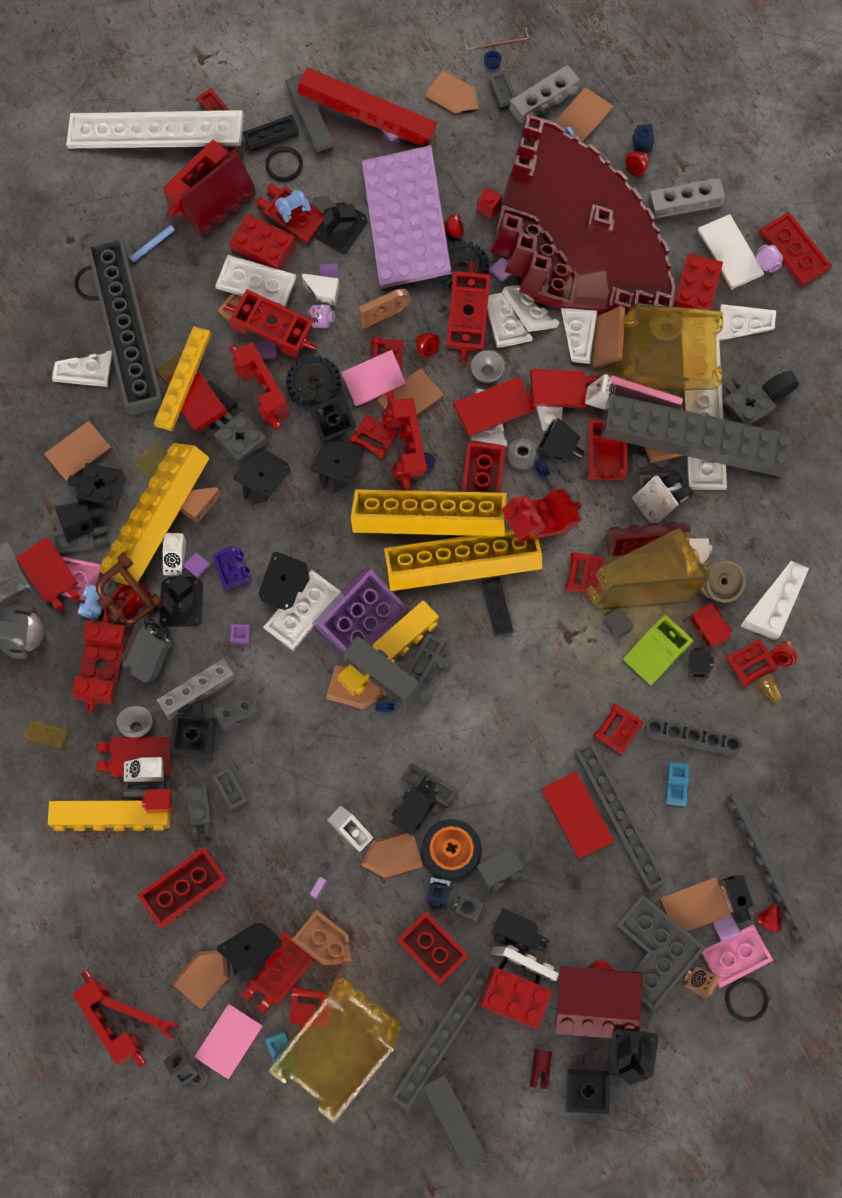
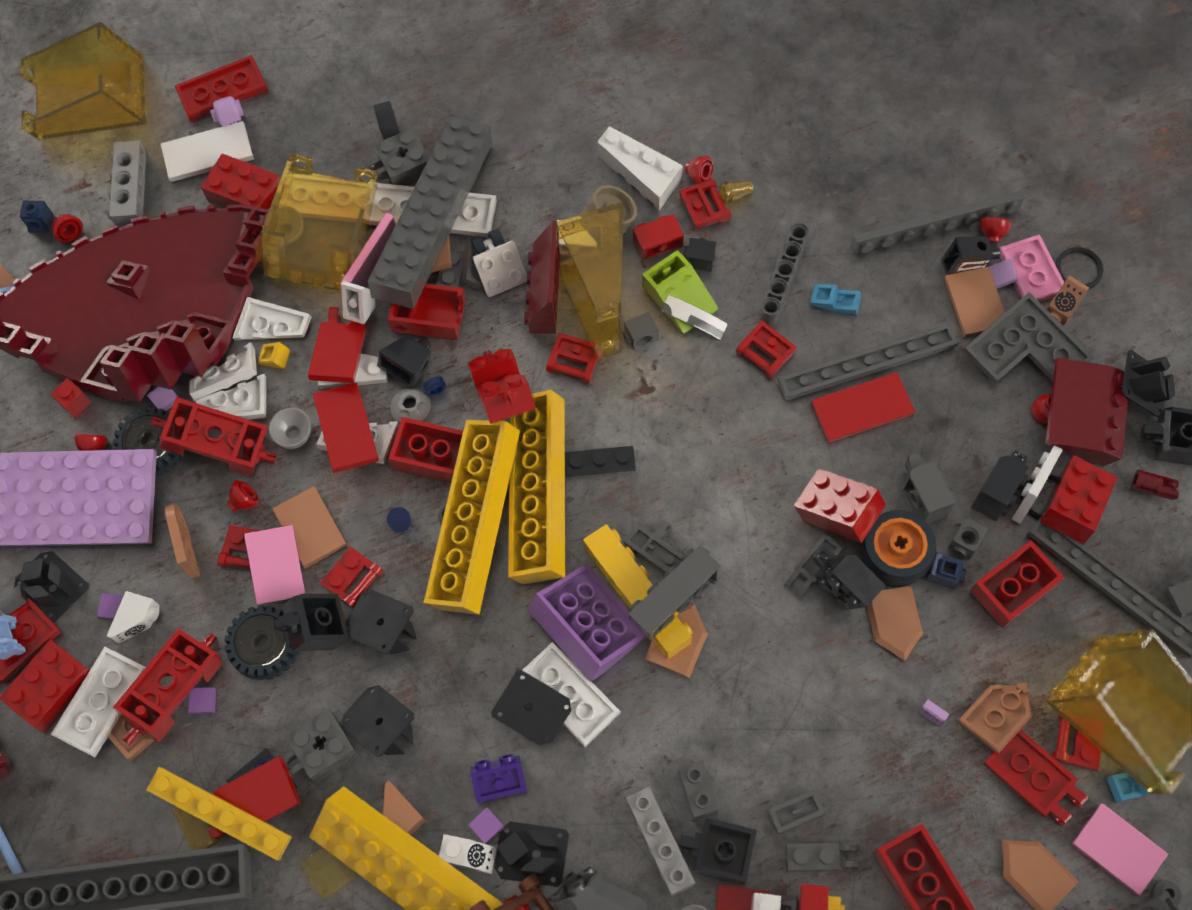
camera: 80 degrees left, 5 degrees down
(240, 634) = (588, 778): medium lavender tile -> none
(250, 364) = (217, 715): red brick -> none
(252, 961) = (1005, 788): black piece -> none
(321, 315) = (169, 620): lavender head -> none
(350, 828) = (860, 666): white slope -> none
(384, 707) = (710, 605): clear blue tile -> none
(411, 464) = (369, 525): red brick -> none
(478, 797) = (840, 505): none -> brick
(551, 343) = (274, 355): none -> yellow slope
(609, 338) = (286, 286): nougat tile -> none
(636, 665) = (694, 316): none -> white sticker
(745, 321) = (297, 140): white wing -> none
(772, 145) = (85, 85): none -> clear yellow windscreen

